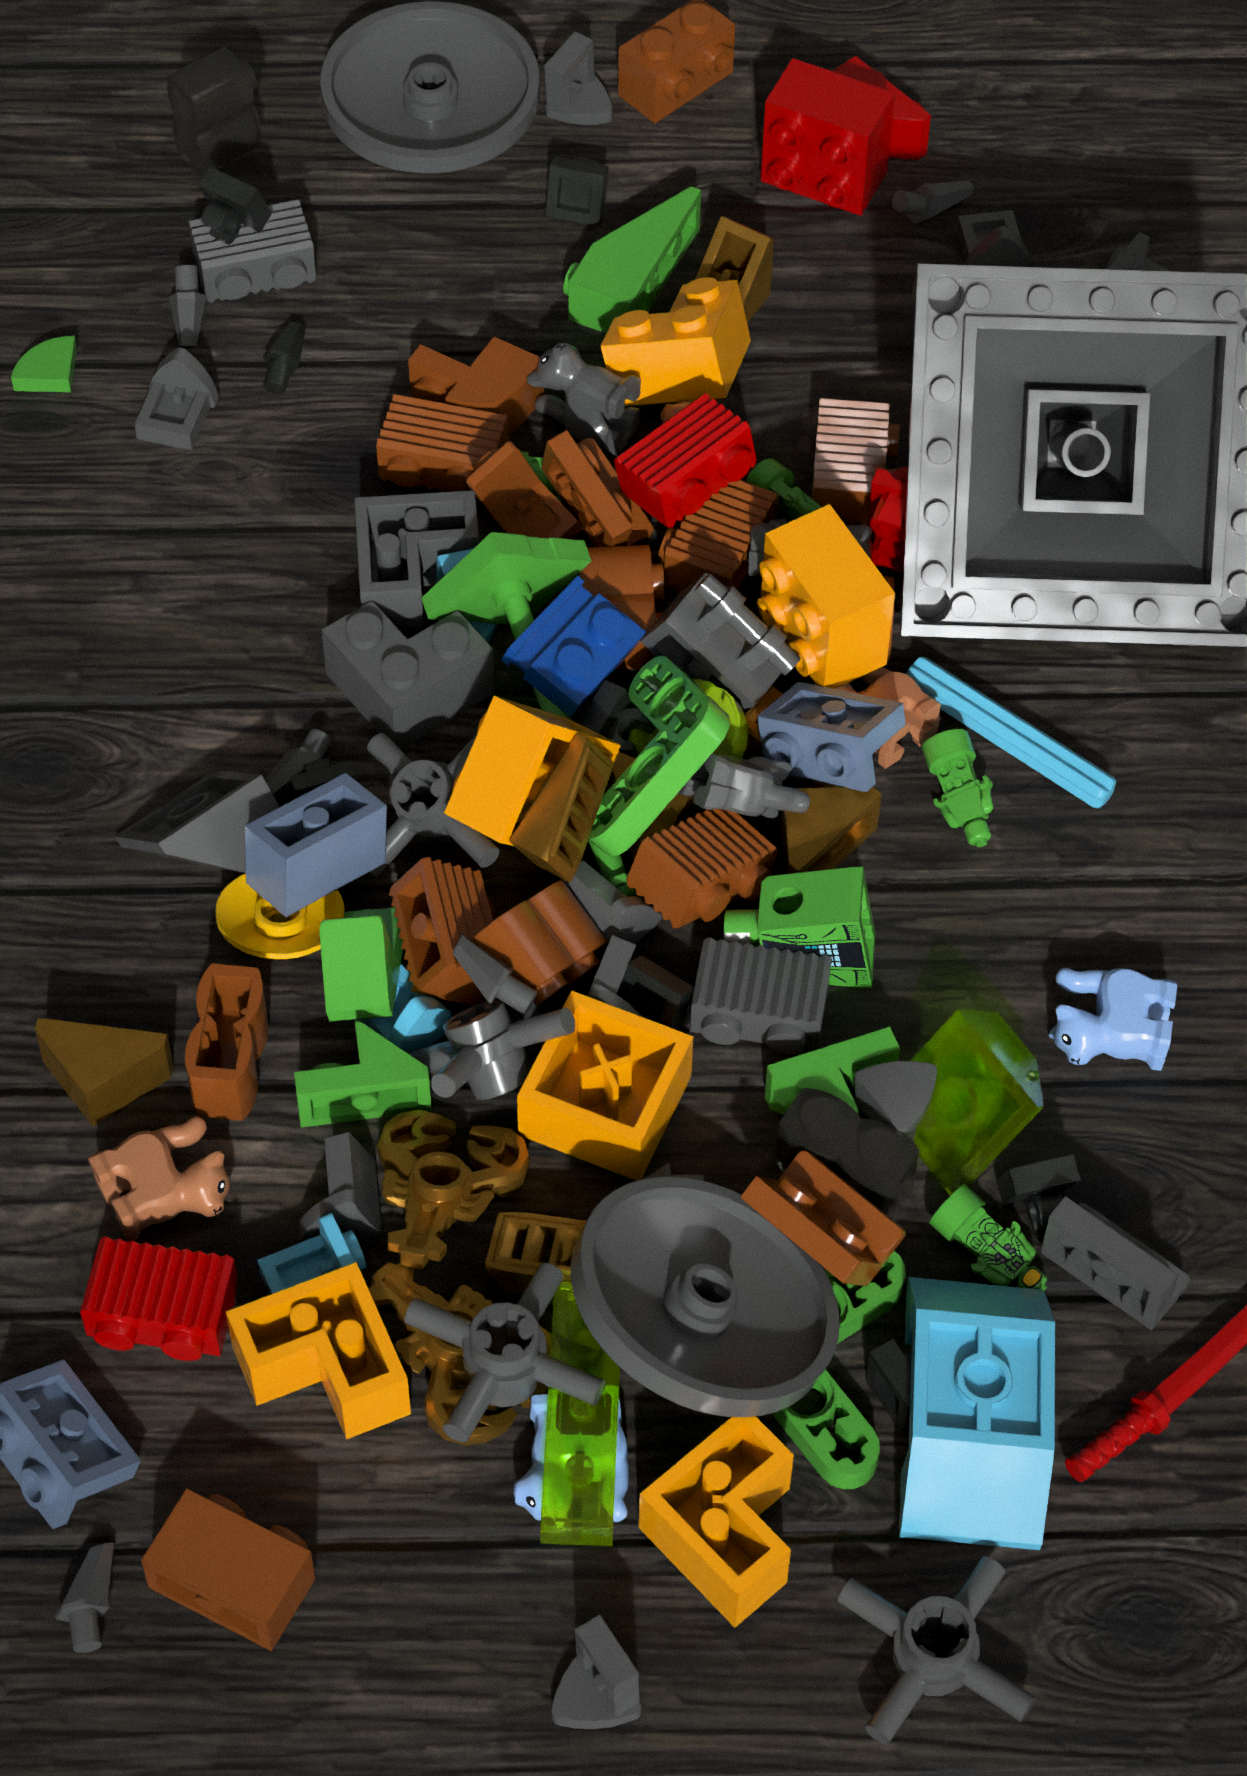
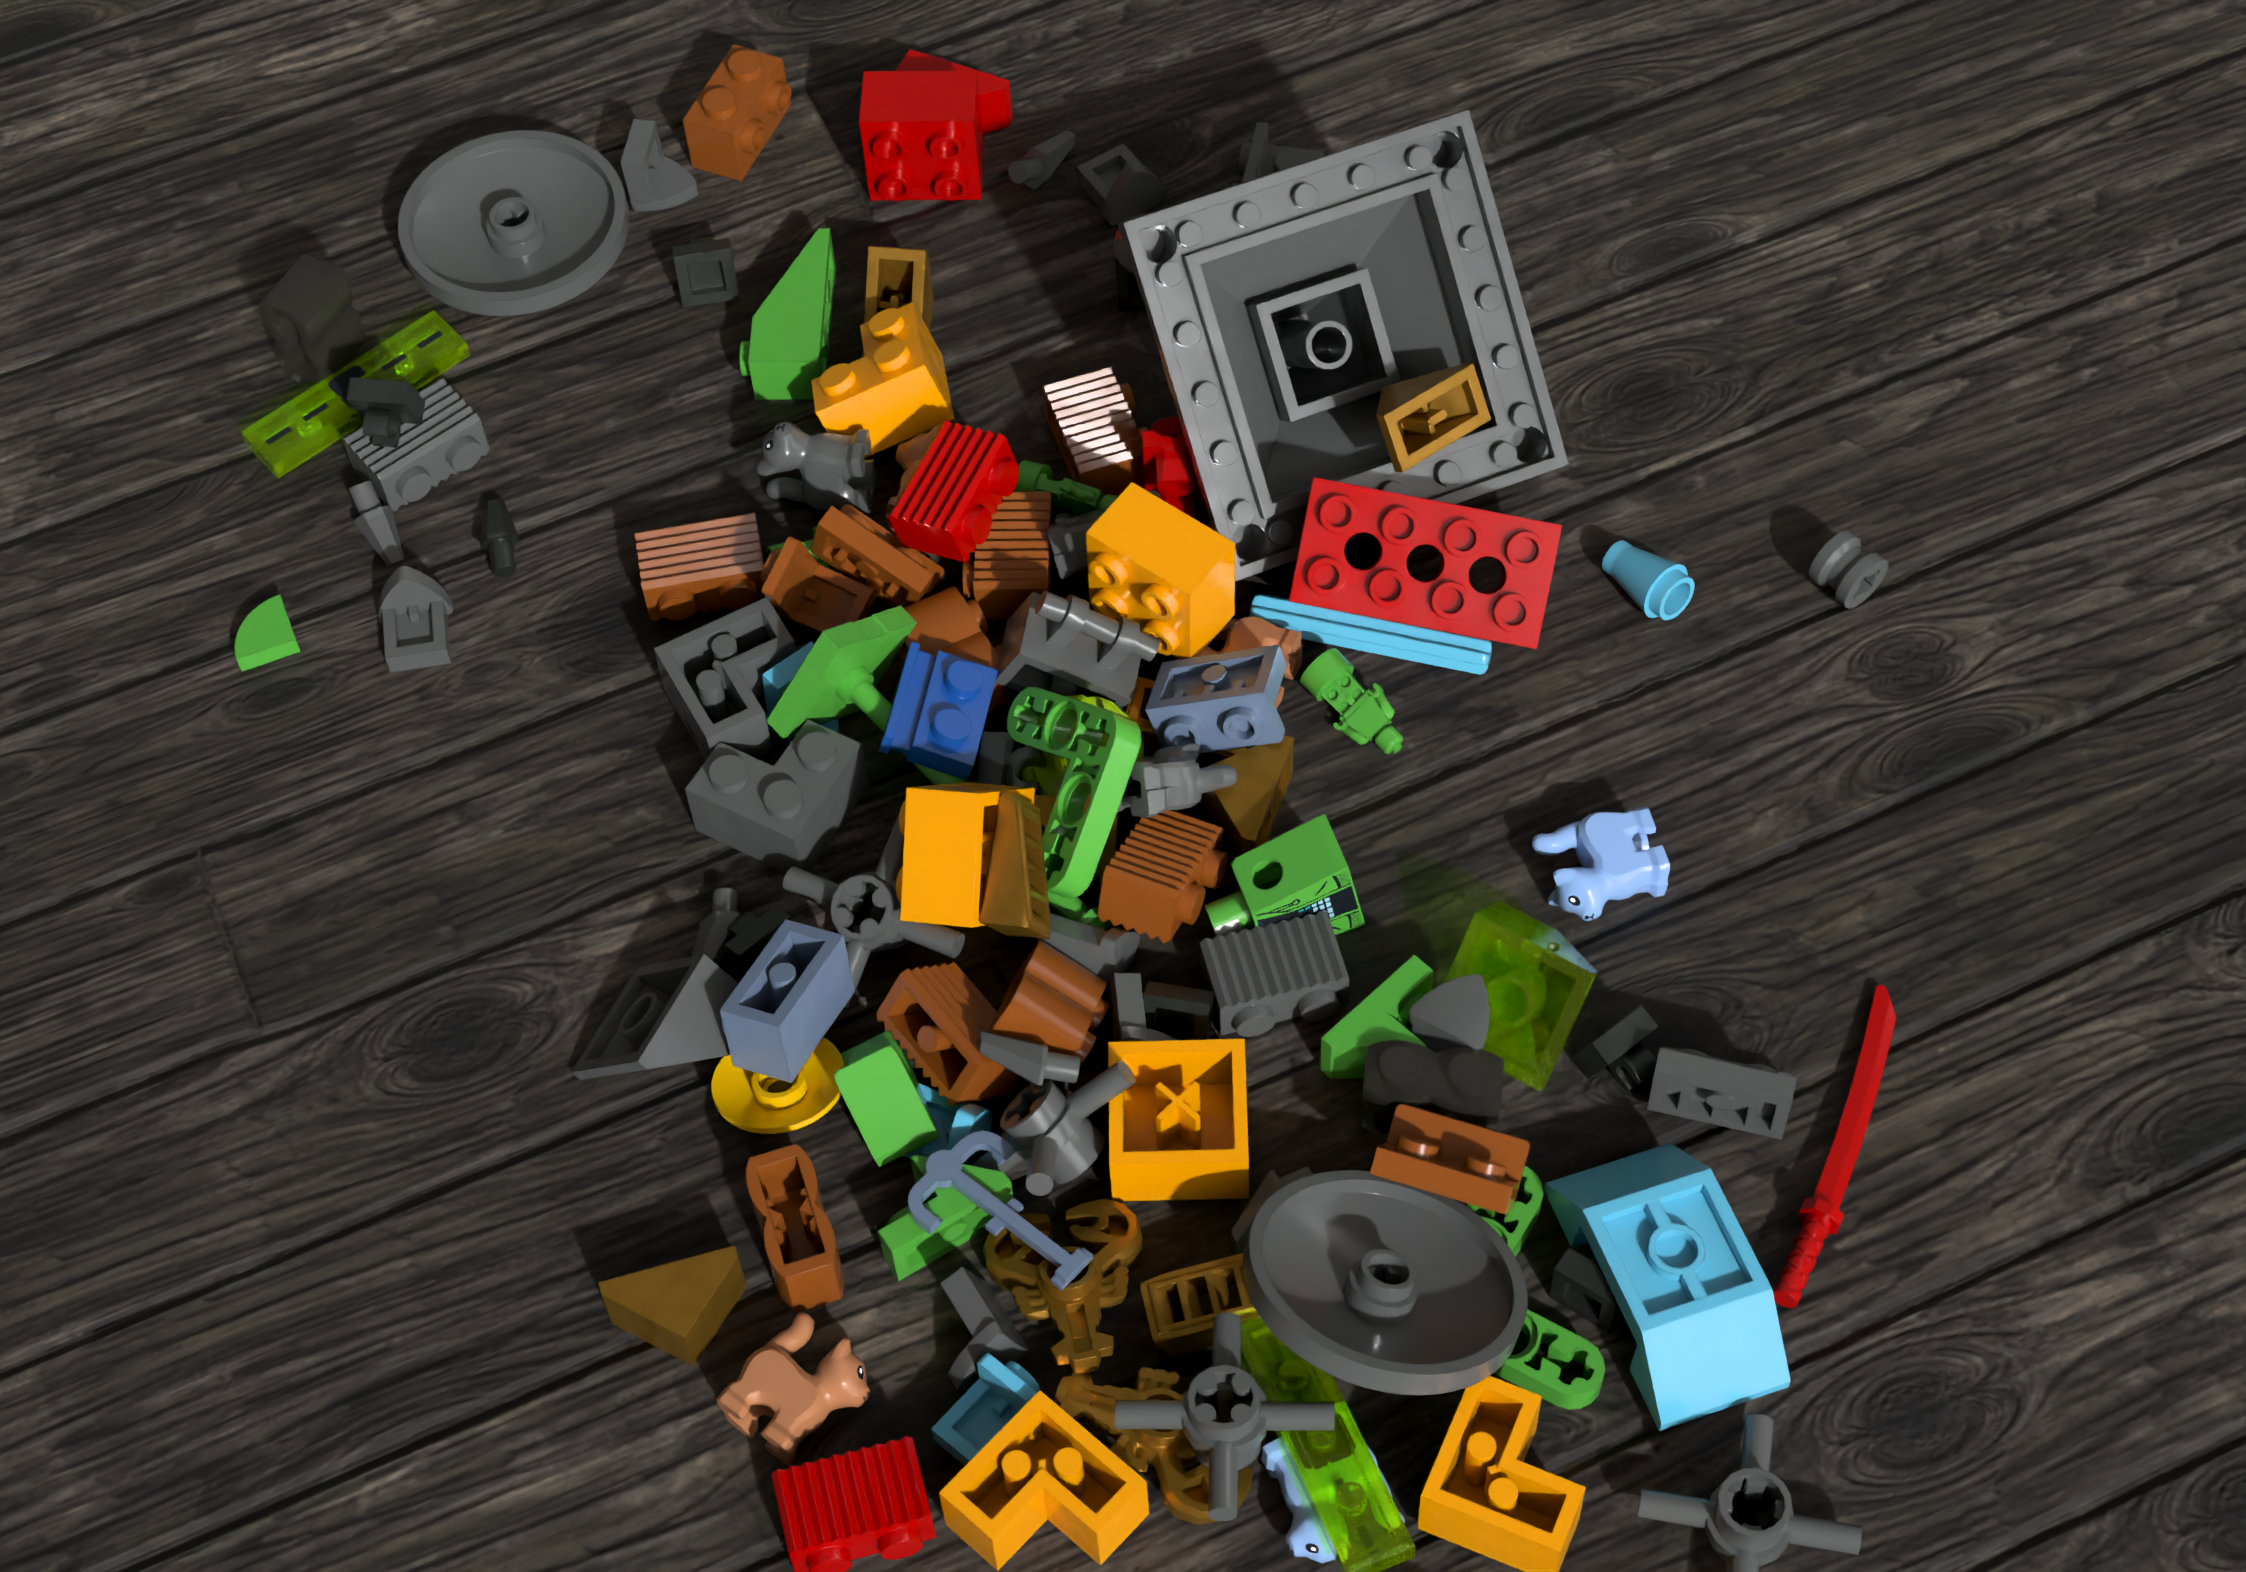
camera: 20 degrees left, 0 degrees up
(176, 198) = (324, 414): none -> clear neon green tile
(377, 1044) = (945, 1171): none -> sand blue piece
(491, 383) = (722, 488): dark orange brick -> none
(1000, 1253) = (1612, 1124): bright green piece -> none
(1038, 695) = (1444, 602): none -> brick
(1146, 548) = (1430, 413): none -> pearl gold slope

